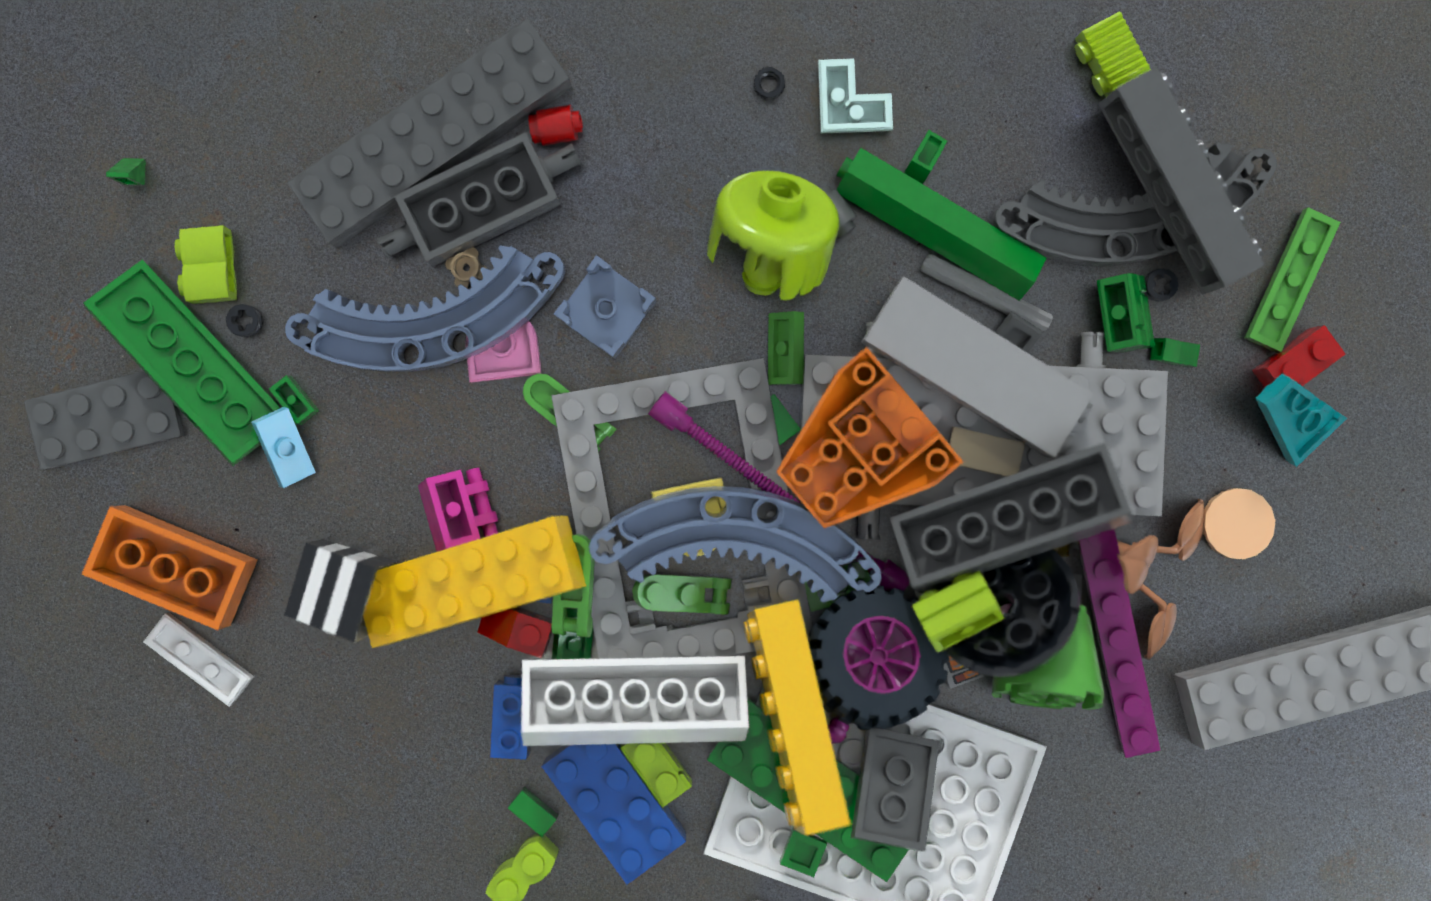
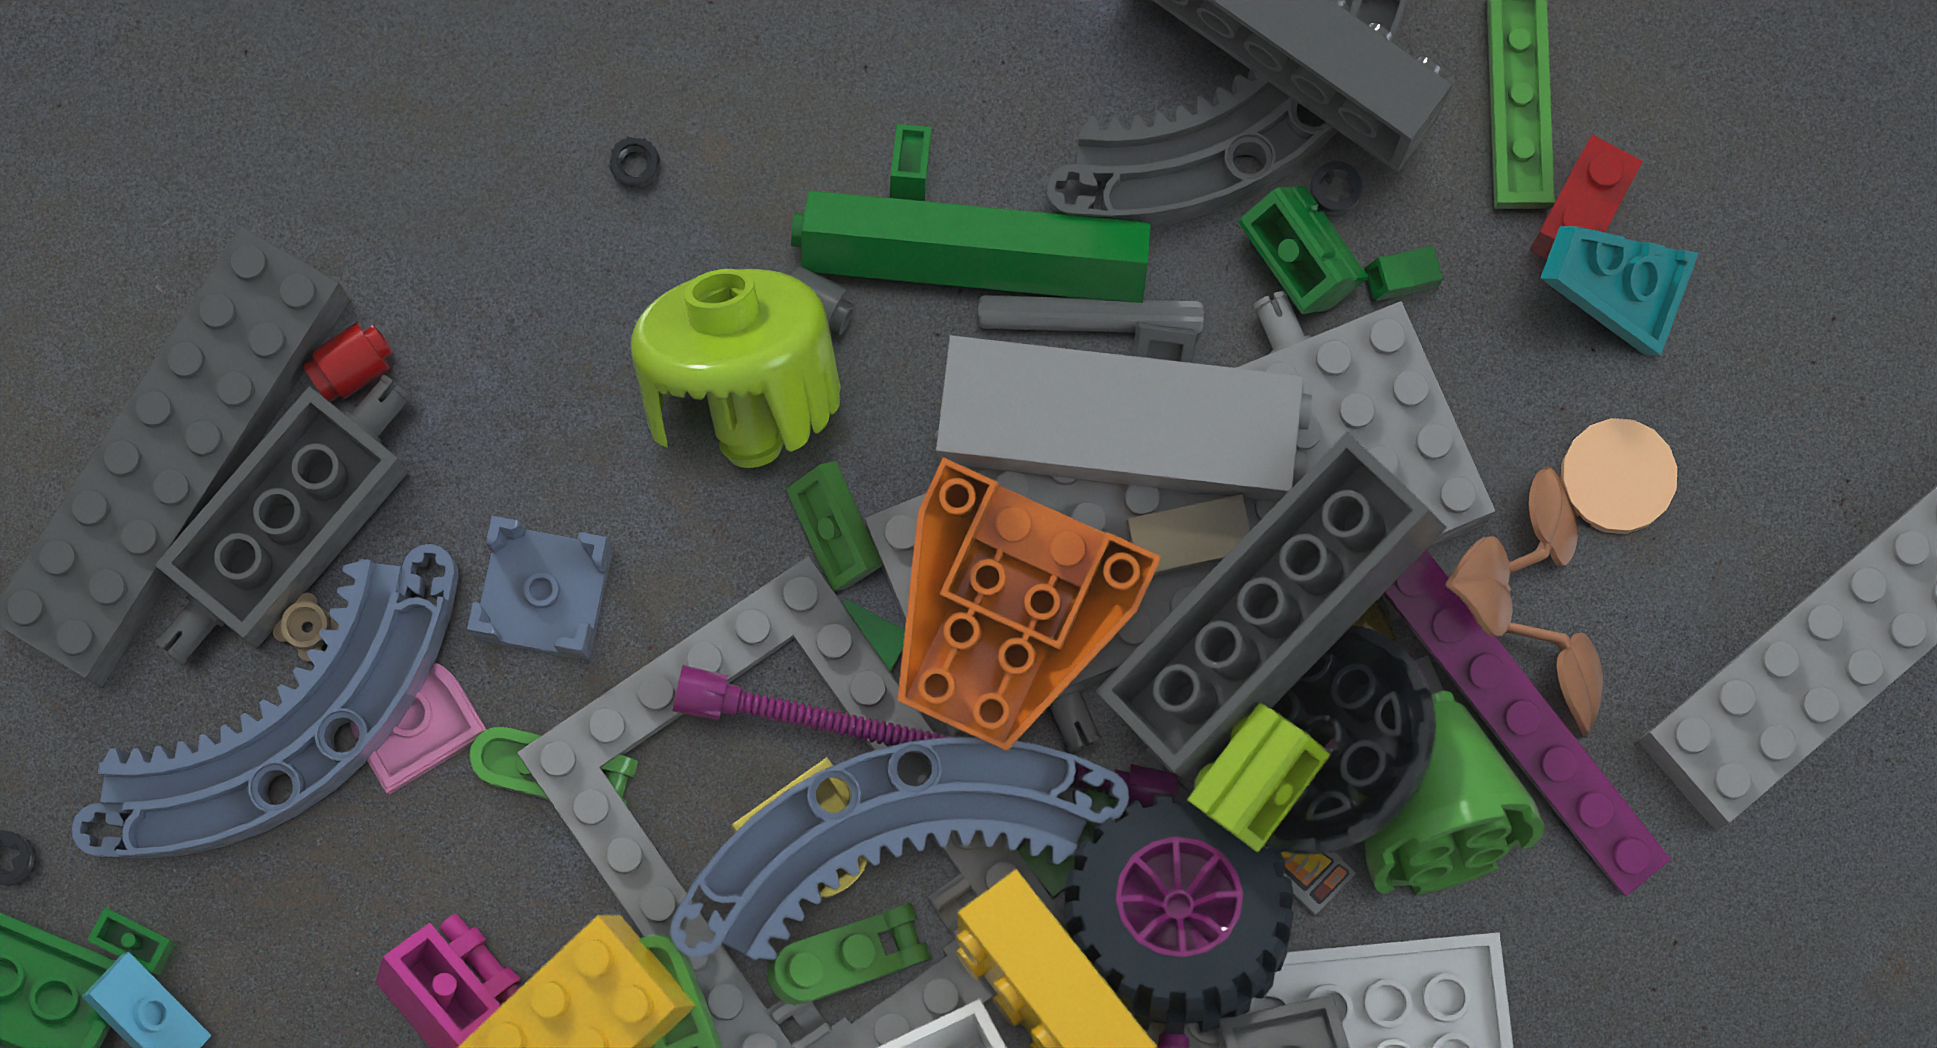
camera: 25 degrees left, 10 degrees down
(844, 109) = (759, 149): light aqua brick -> none

